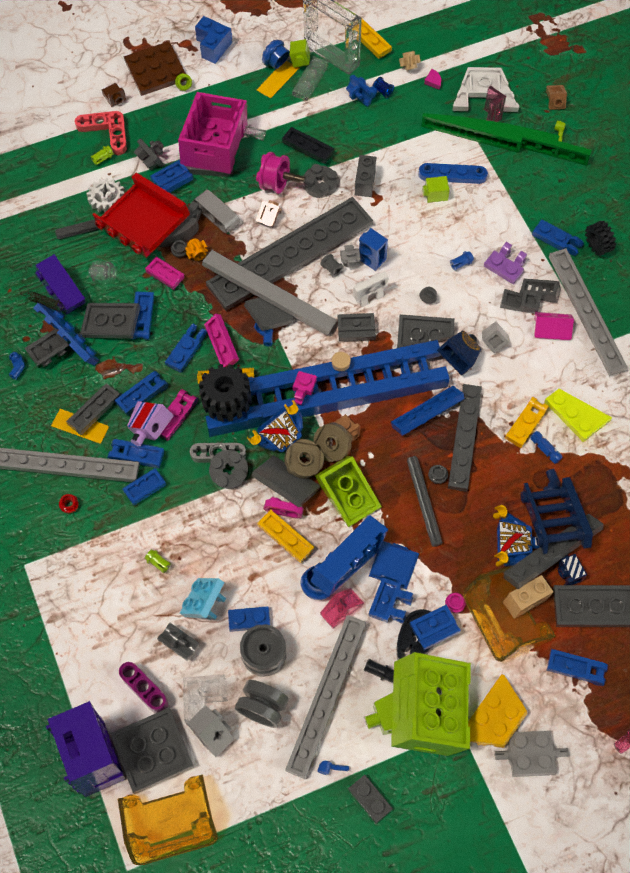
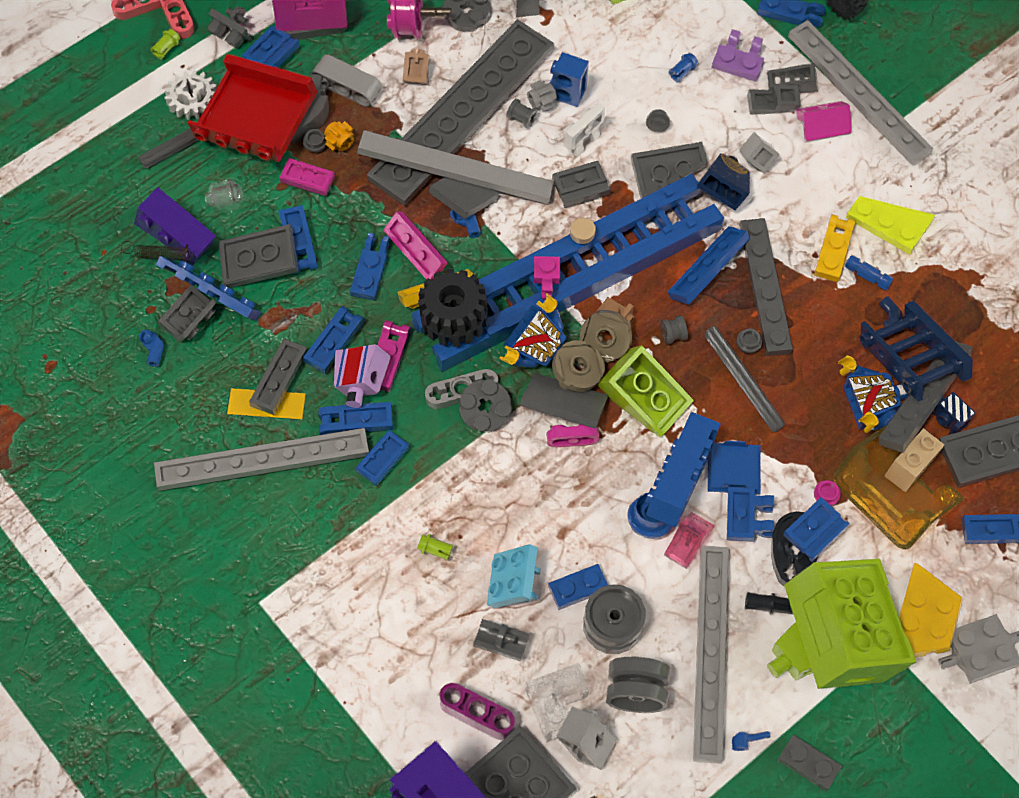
camera: 20 degrees left, 0 degrees up
(66, 499) = (290, 499): red plate -> none
(285, 536) = (587, 470): yellow plate -> none
(385, 451) = (674, 329): none -> dark grey wheel

